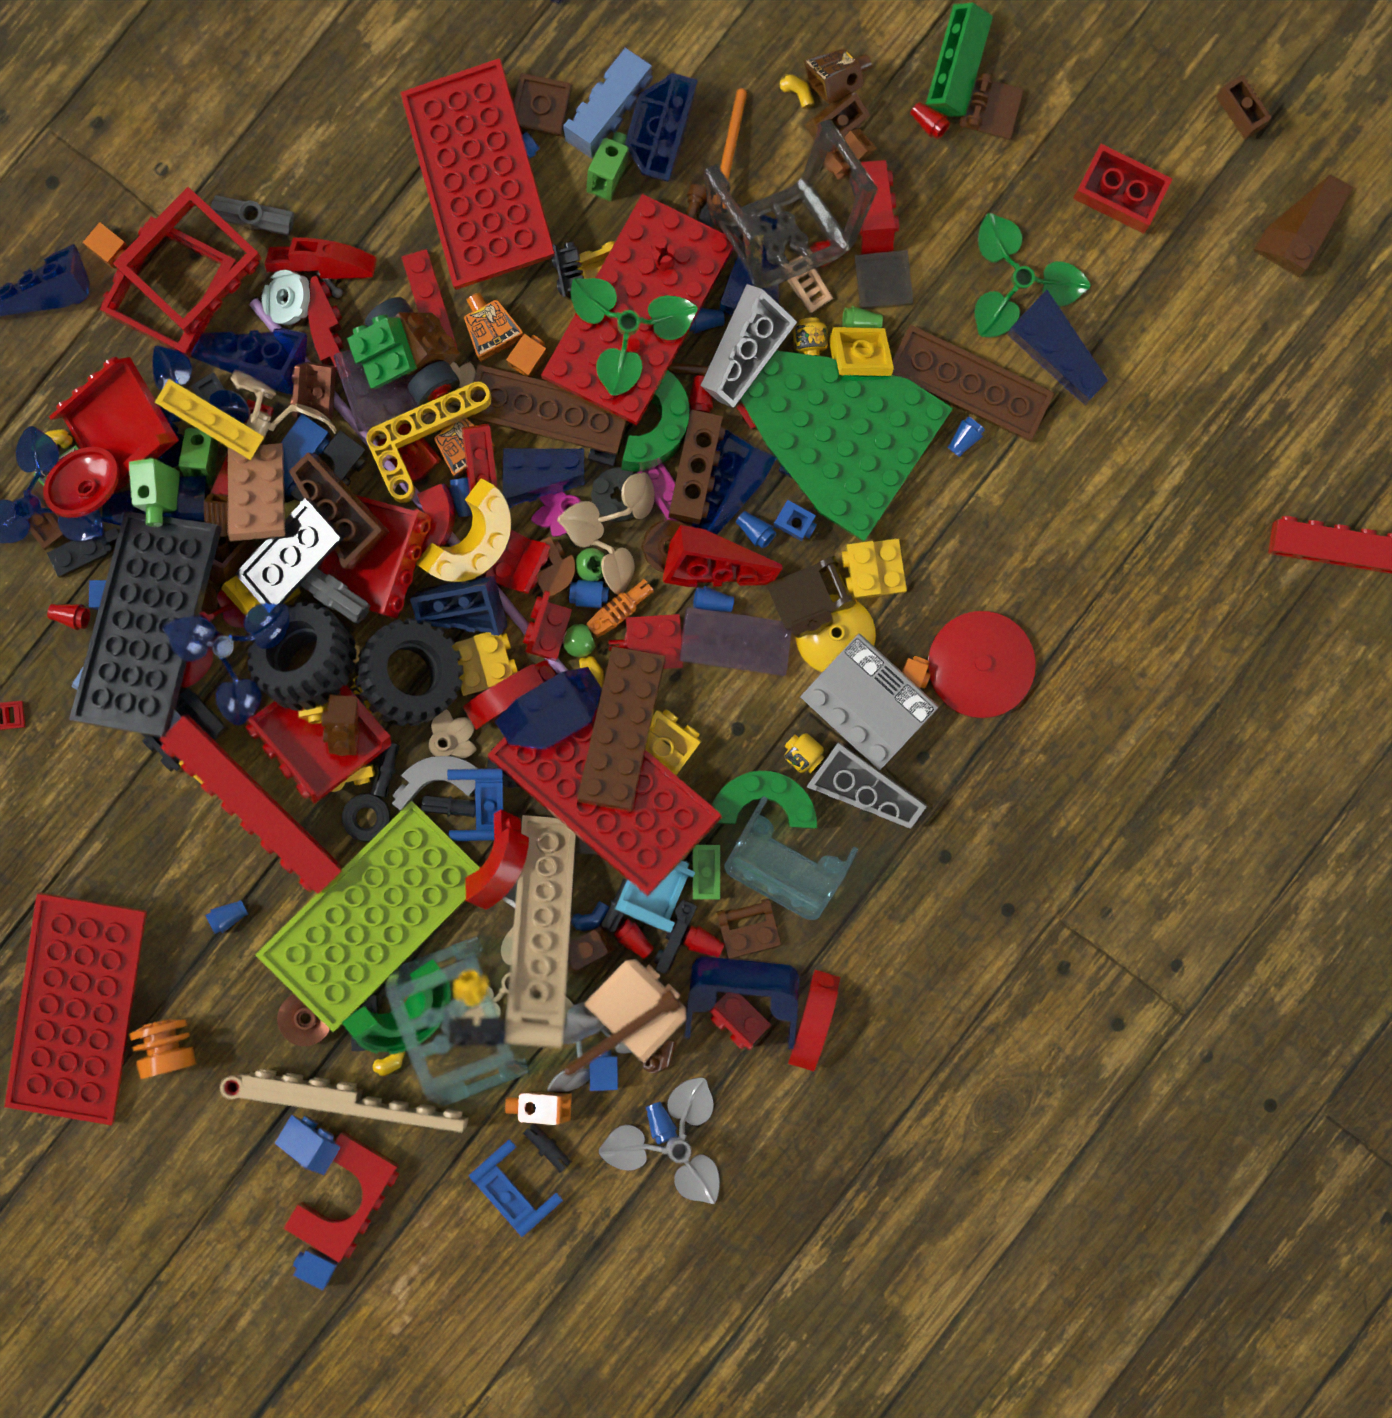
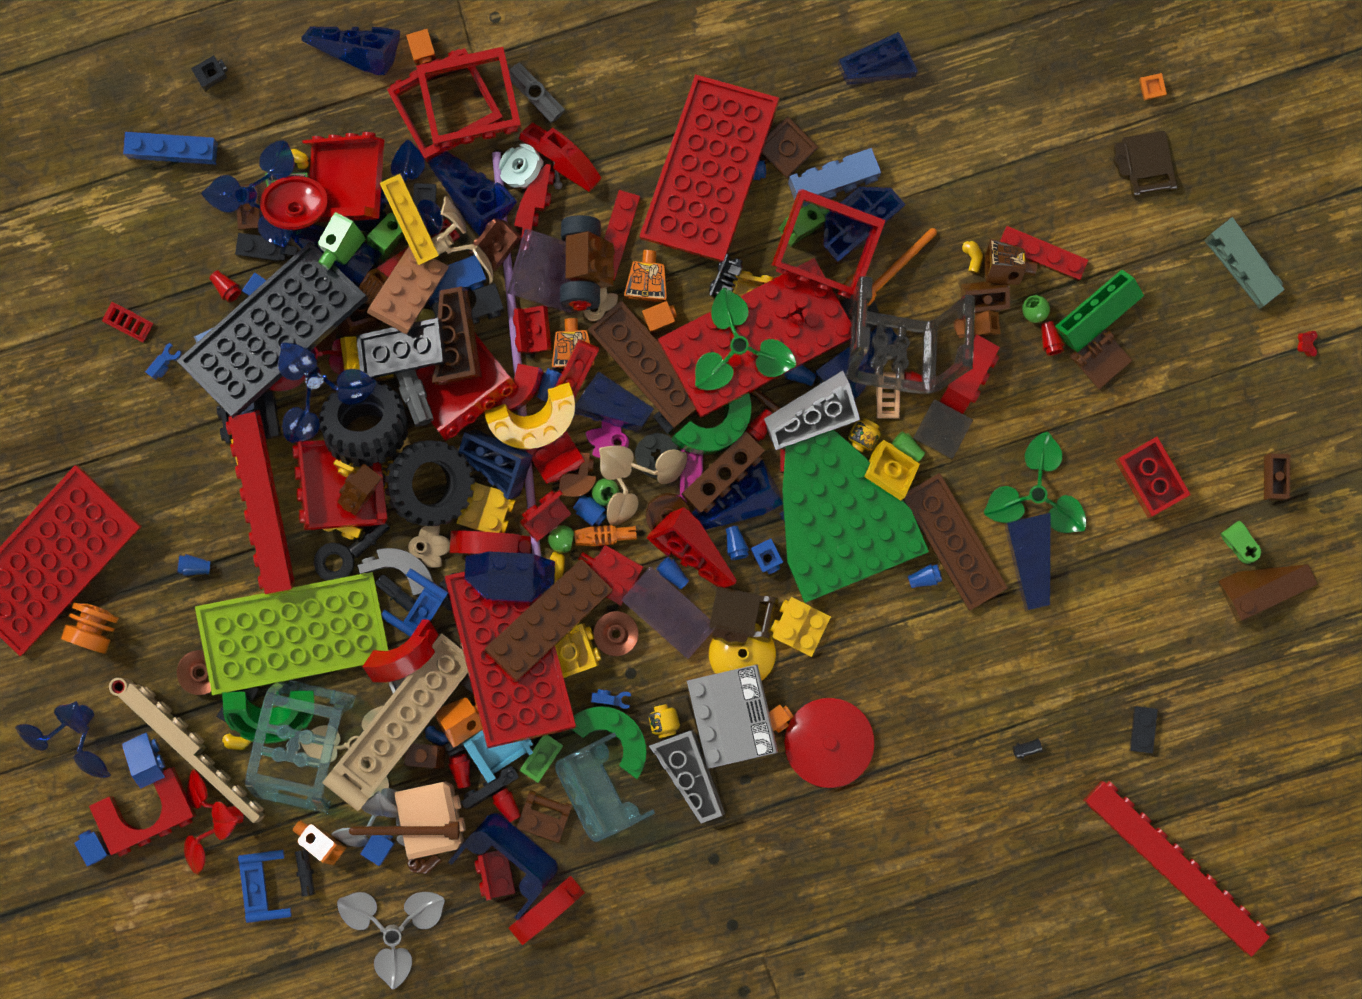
camera: 35 degrees right, 0 degrees up
(56, 737) = (159, 366): none -> blue plate
(213, 1148) = (76, 718): none -> clear blue plant
(382, 350) = (559, 249): green plate -> none
(420, 430) = (548, 320): yellow beam -> none
(429, 1148) = (223, 818): none -> red plant
(463, 1033) = (315, 769): black hinge -> none
(471, 987) = (324, 729): yellow gear -> none
(599, 890) = (458, 721): none -> orange torso
(641, 123) = (805, 276): none -> red window
(660, 1123) = (393, 909): blue cone -> none
(707, 688) = (611, 622): none -> copper dish
(729, 769) = (605, 697): none -> blue plate
(869, 40) = (1046, 253): none -> red plate
(895, 100) = (1036, 309): none -> bright green piece
(1180, 539) = (1026, 749): none -> black pin
(1249, 195) = (1239, 539): none -> bright green piece
(1280, 443) = (1143, 729): none -> black plate

